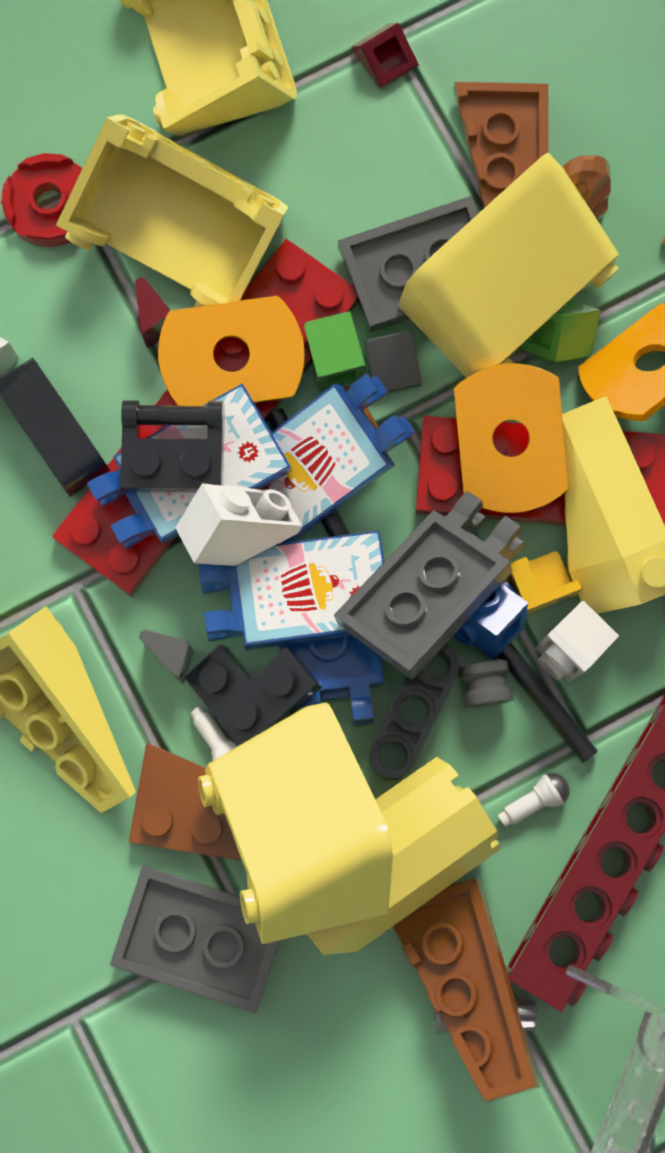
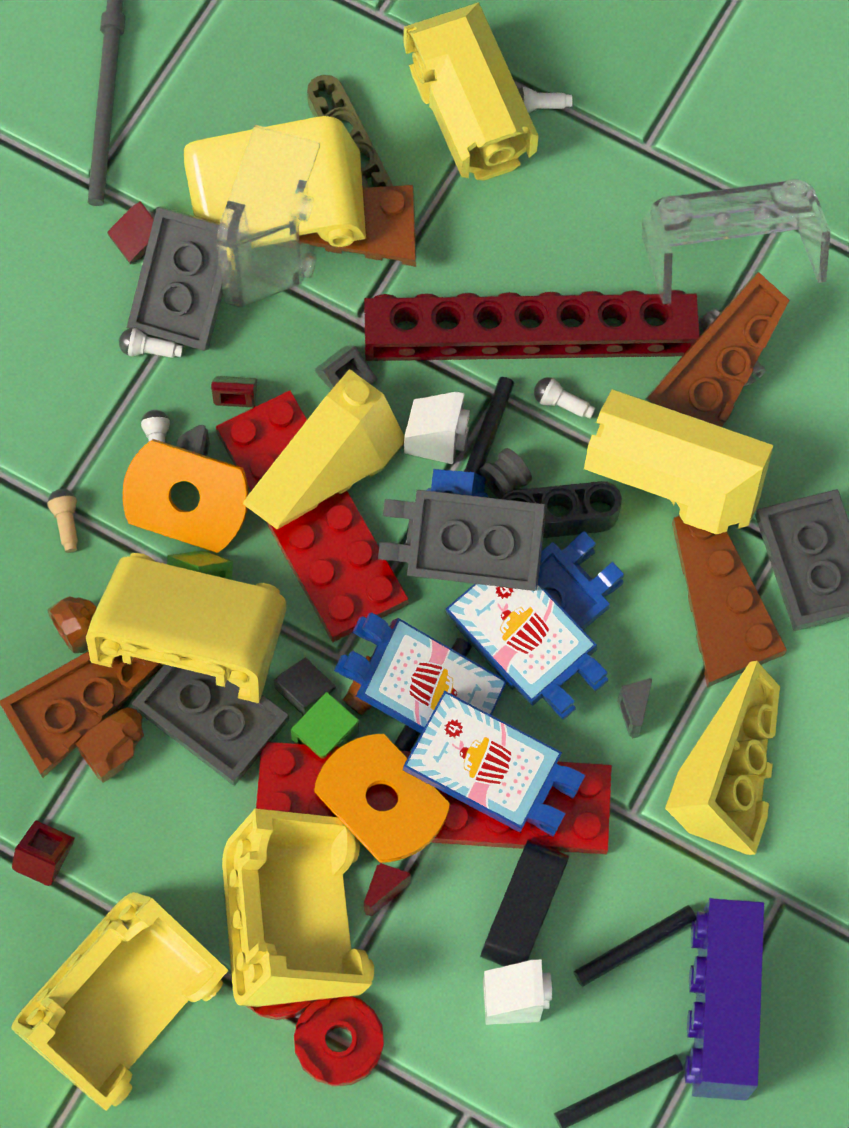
camera: 125 degrees left, 10 degrees down
(171, 463) = (500, 774): black plate -> none
(211, 733) = (677, 623): white piece -> none
(235, 523) = (514, 701): white slope -> none
(250, 704) = (635, 622): black plate -> none
(302, 827) = (695, 512): light yellow windscreen -> none
(444, 156) = (111, 743): none -> dark orange rock
(511, 394) = (297, 580): light orange piece -> none
(542, 581) = (403, 476): yellow panel -> none

